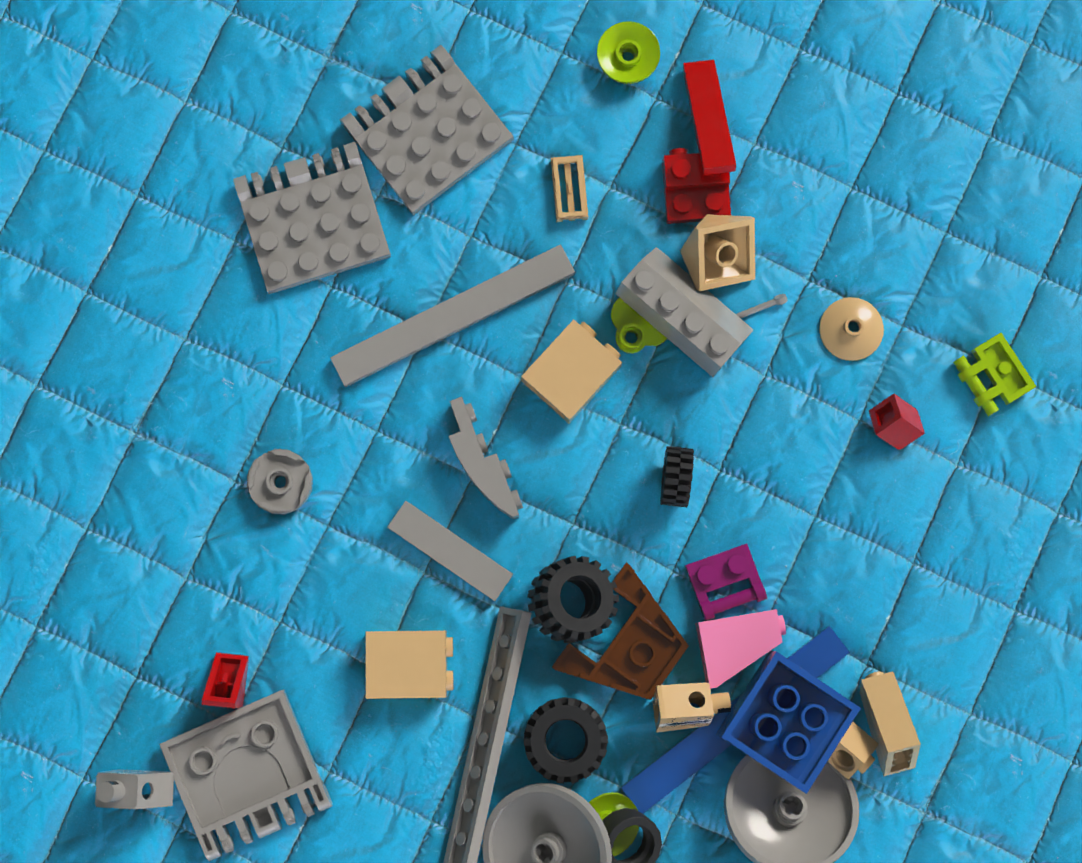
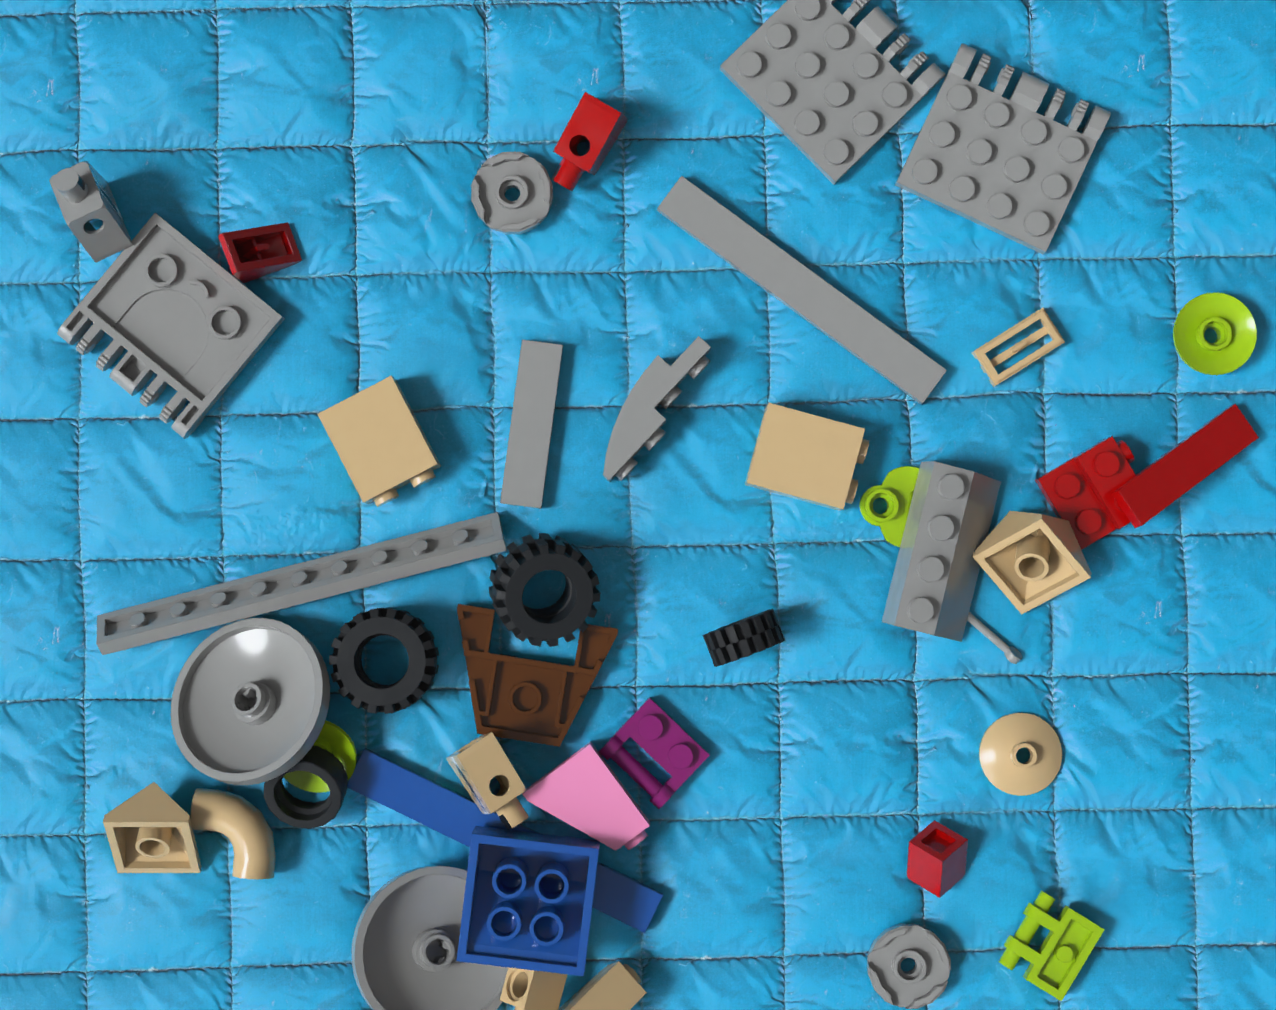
camera: 65 degrees right, 5 degrees up
(263, 396) = (593, 122): none -> red torso
(978, 479) = (913, 987): none -> light grey plate

